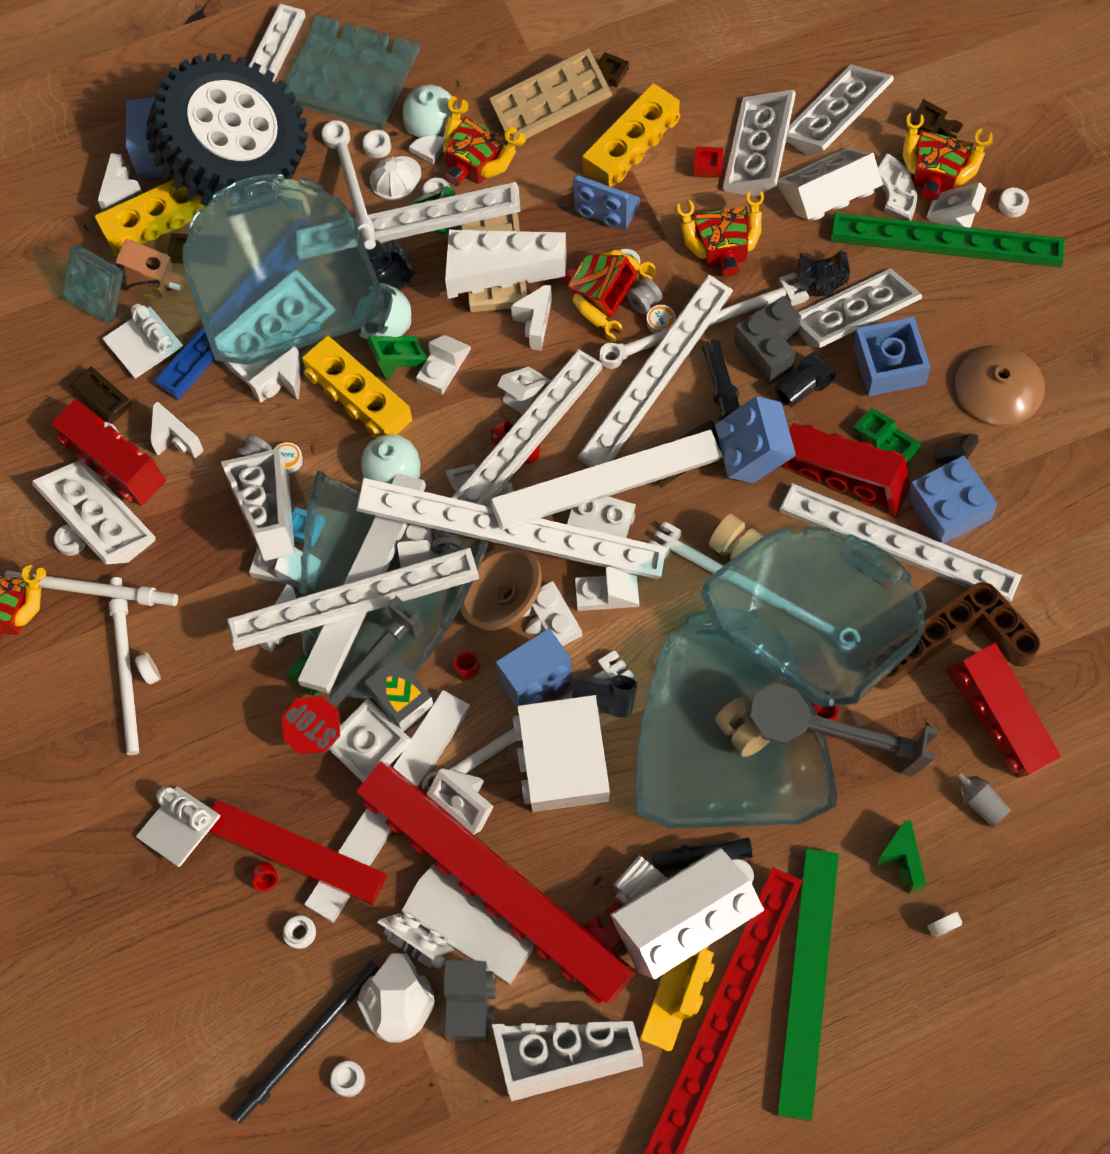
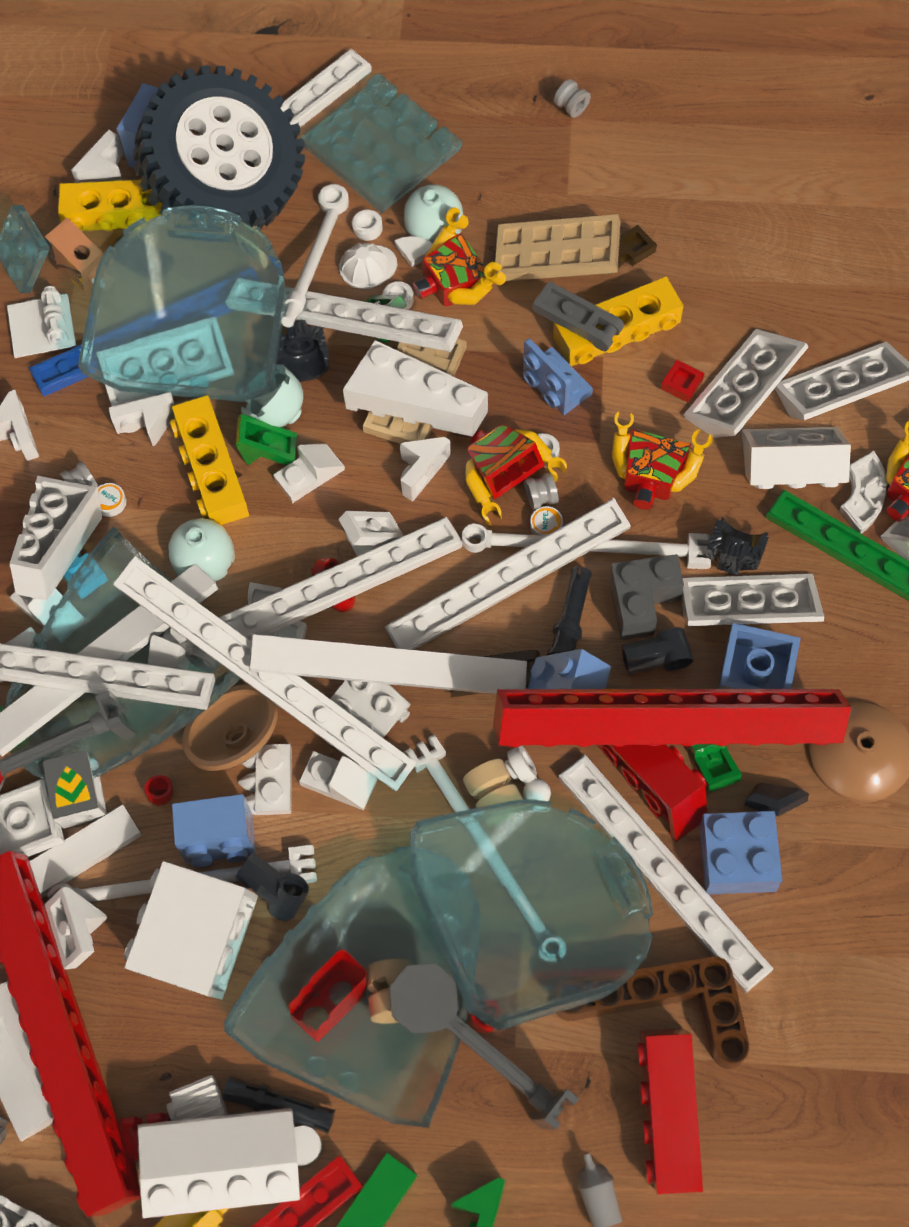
camera: 25 degrees right, 0 degrees up
(602, 142) = (577, 315): none -> dark grey plate
(704, 726) = (328, 975): none -> red piece
(748, 514) = (522, 767): none -> white plate
(850, 418) = (669, 716): none -> red brick

